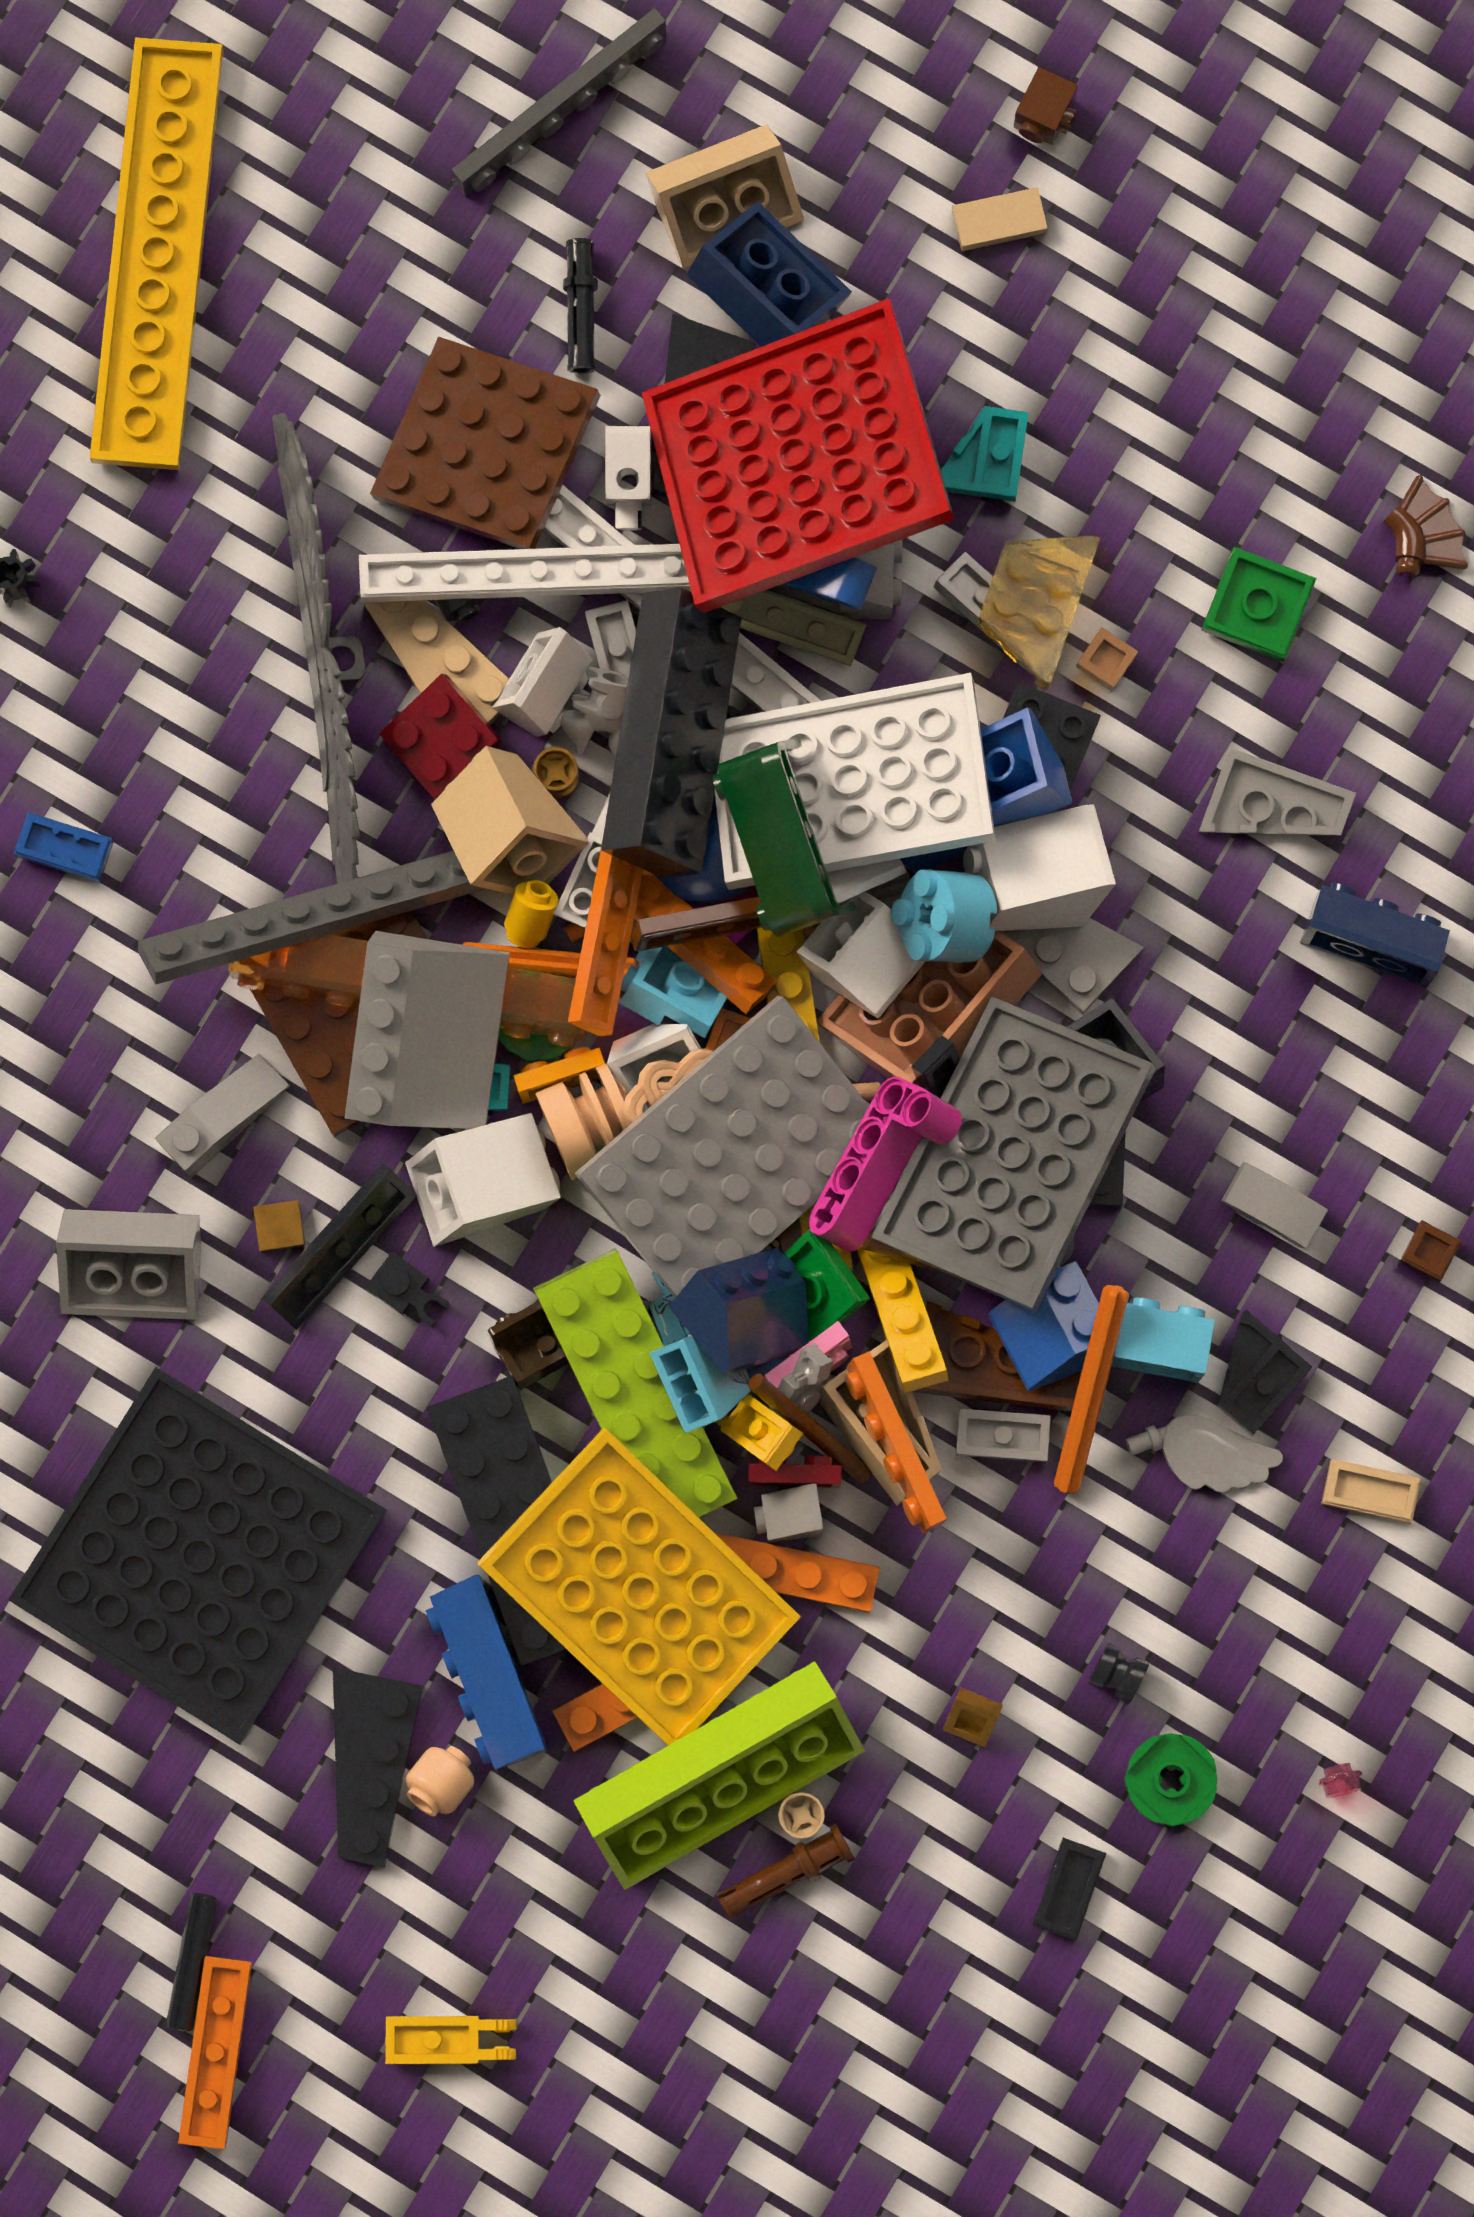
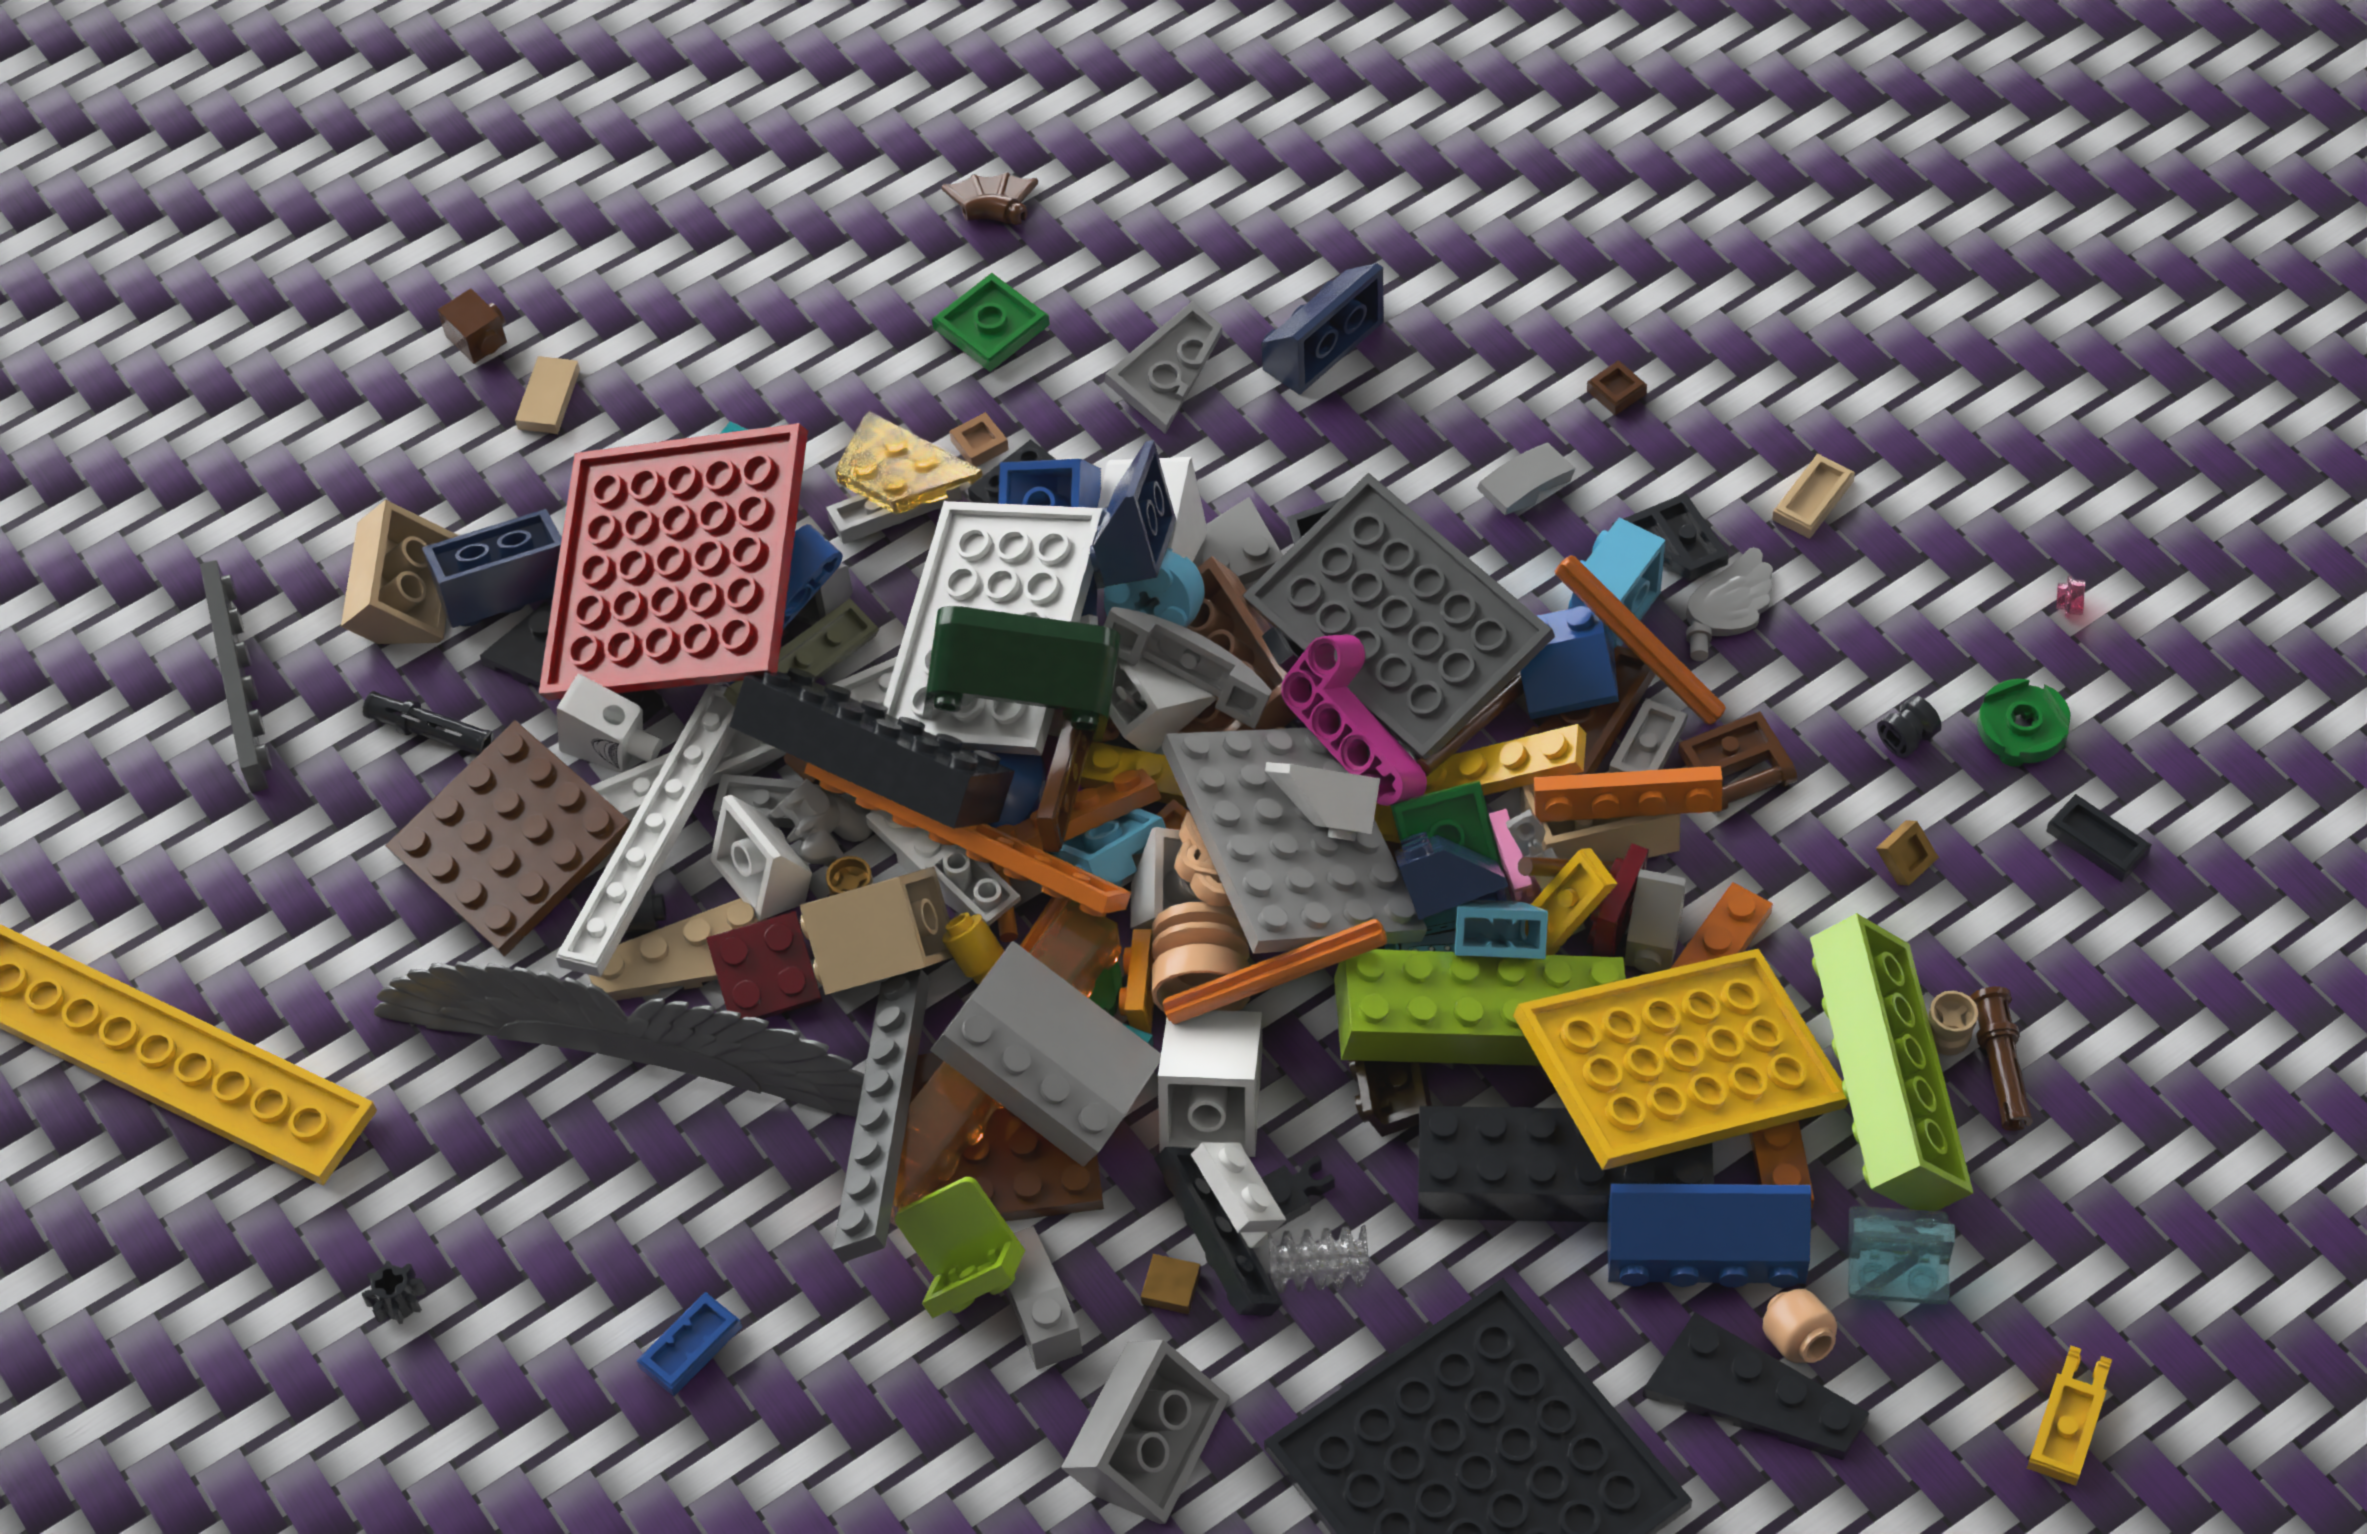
camera: 65 degrees left, 25 degrees down
(221, 1052) = (961, 1245): none -> lime bracket
(340, 1344) = (1319, 1259): none -> clear piece
(369, 1250) = (1239, 1190): none -> white bracket
(547, 1843) = (1899, 1254): none -> clear light blue bracket
(575, 1198) = (1275, 971): none -> orange axle
(776, 1169) = (1329, 797): none -> white slope
(896, 979) = (1193, 658): none -> light grey slope
(981, 873) = (1135, 523): none -> dark blue slope
(1027, 1514) = (1739, 747): none -> reddish brown plate

